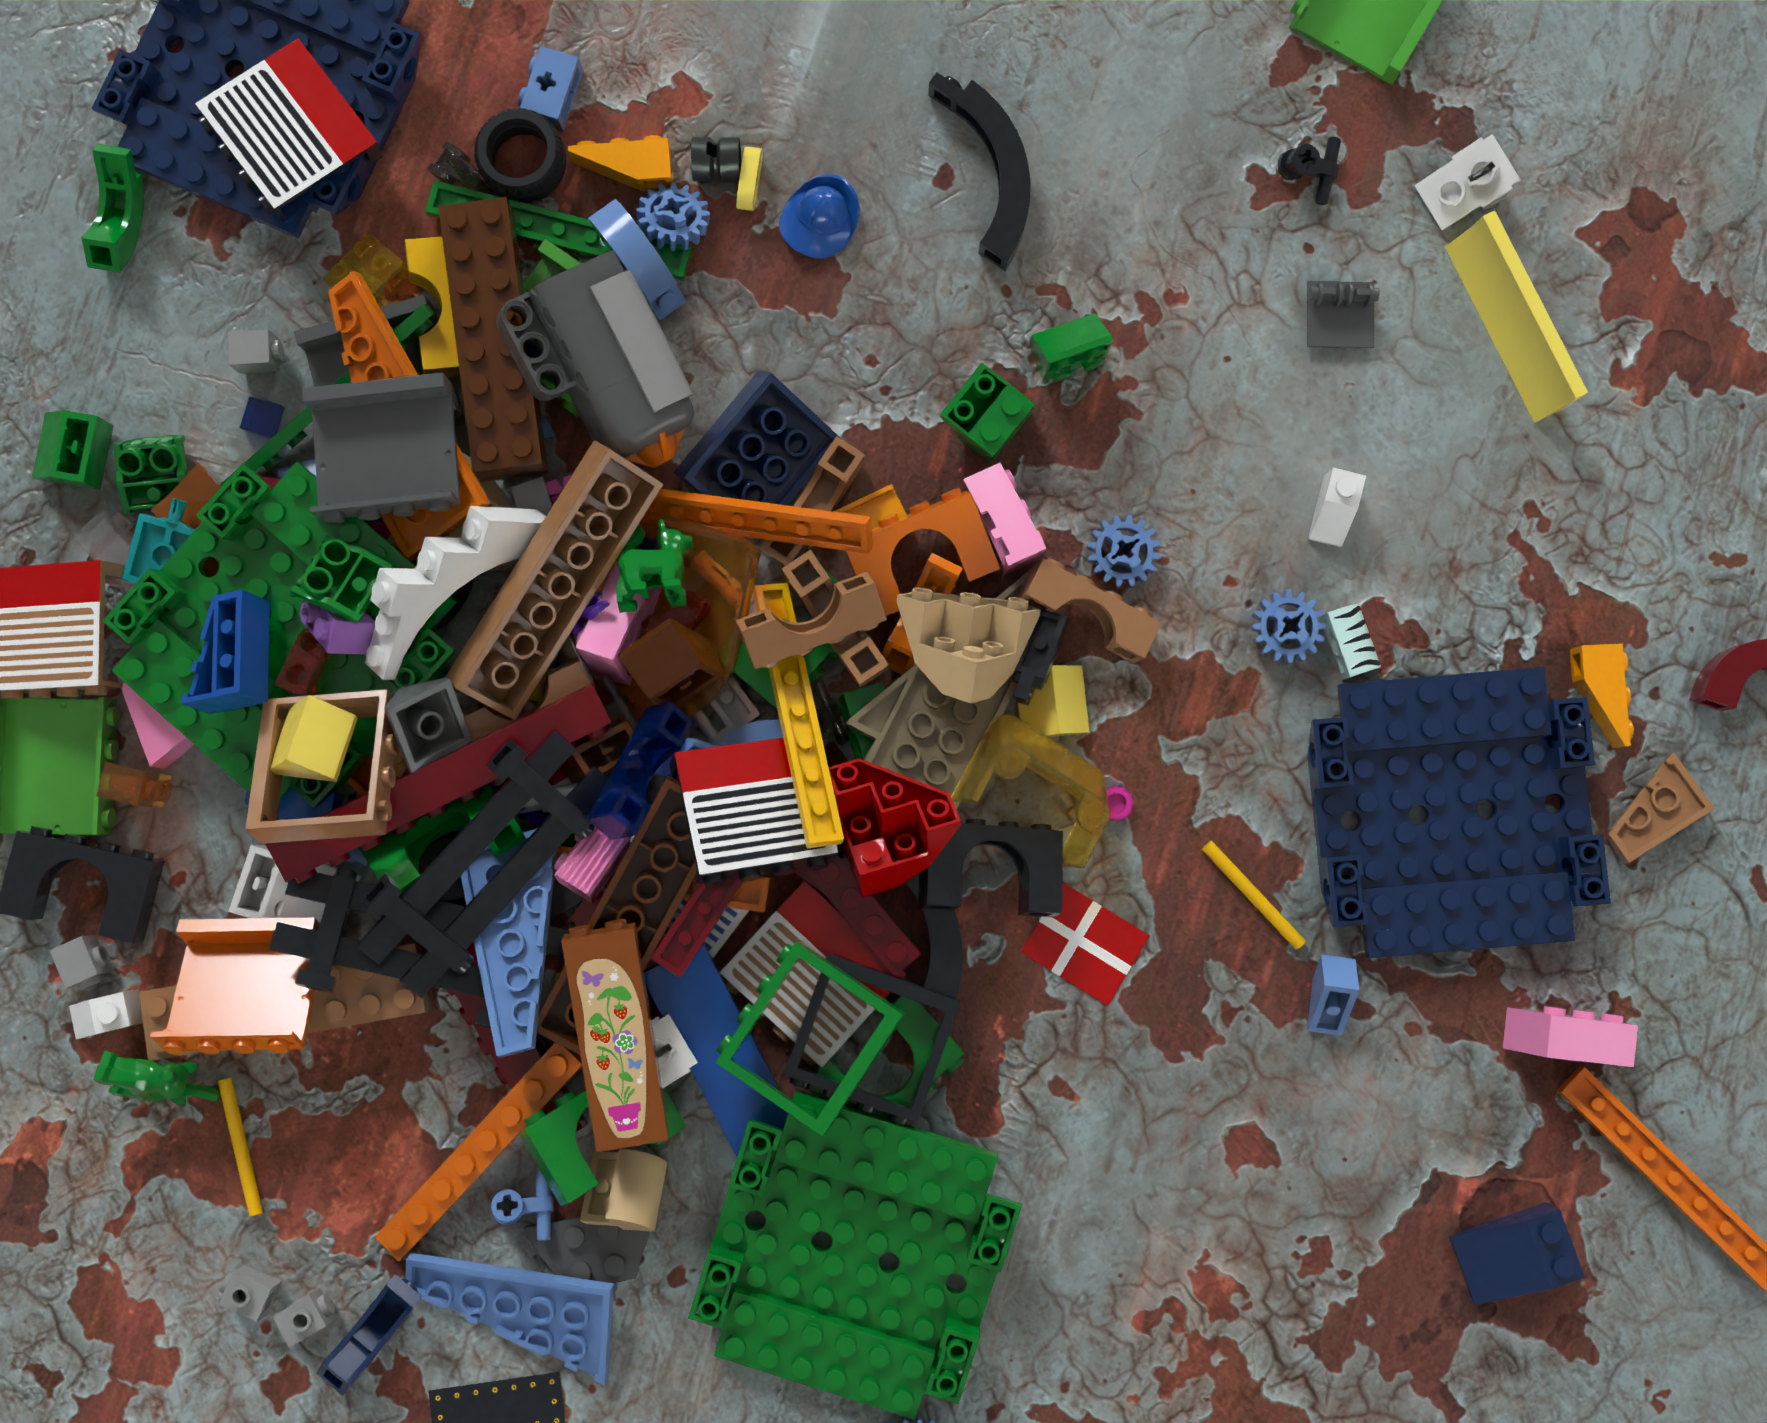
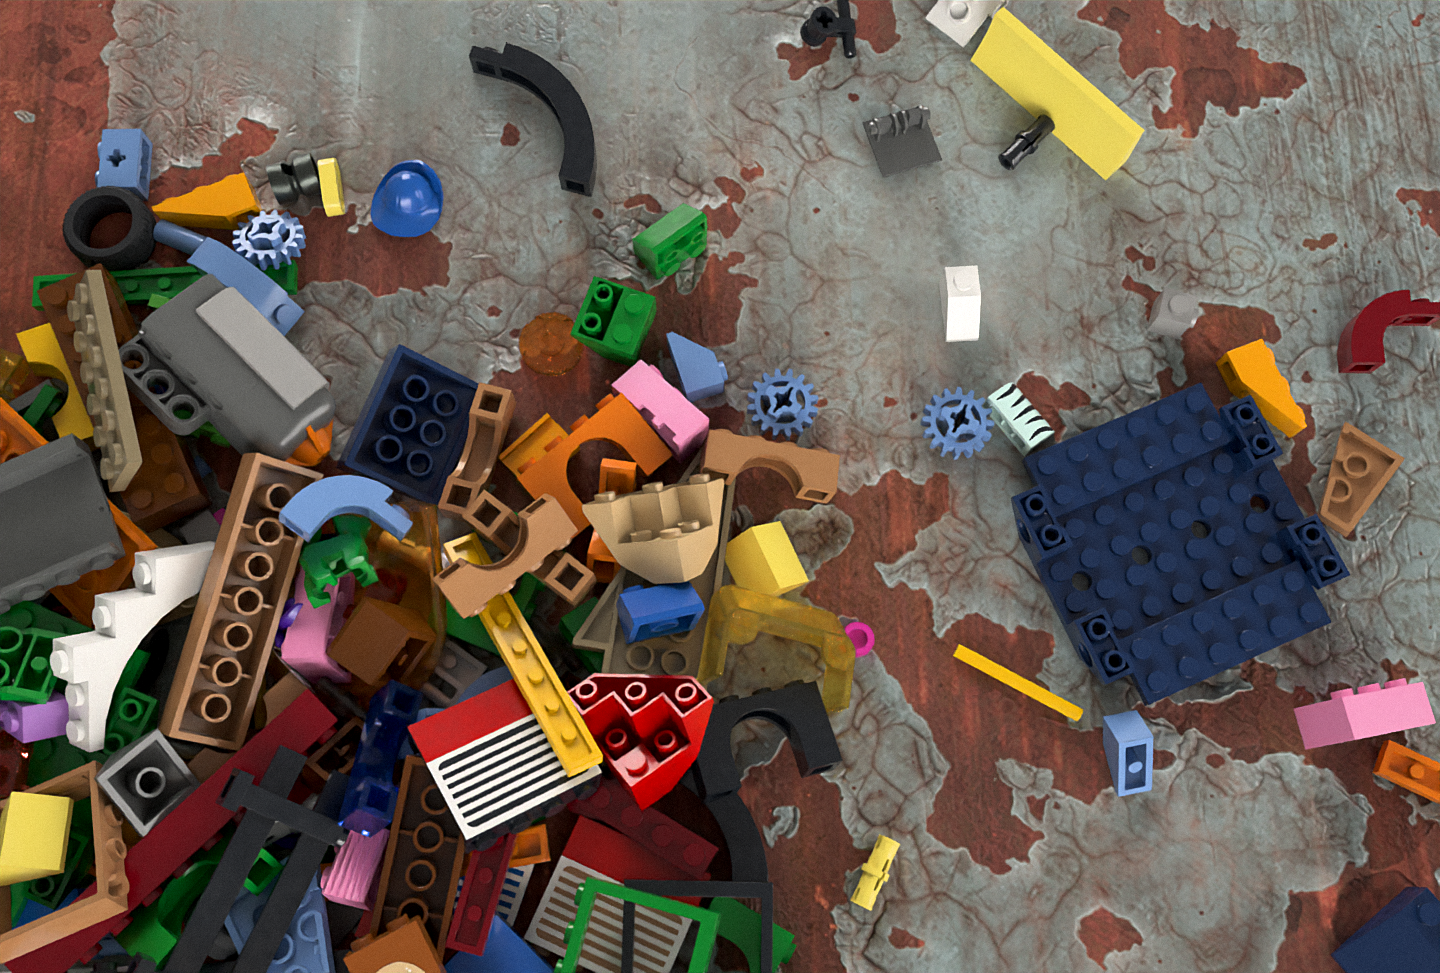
camera: 20 degrees left, 10 degrees down
(455, 166) = (51, 258): clear smoke piece -> none
(484, 327) = (105, 381): none -> dark tan plate
(586, 185) = (177, 237): none -> medium blue cylinder
(676, 513) = (343, 495): none -> medium blue arch
(769, 520) = (462, 472): orange plate -> none
(914, 414) = (549, 346): none -> clear orange tile
(937, 719) = (658, 610): none -> blue slope
(1039, 655) = (736, 522): black hinge -> none
(1051, 487) = (696, 368): none -> medium blue slope
(1056, 1022) = (875, 872): none -> light yellow pin
(1086, 945) = (877, 787): red sticker -> none
(1468, 357) = (1026, 142): none -> black pin
(1545, 587) = (1173, 313): none -> light grey brick

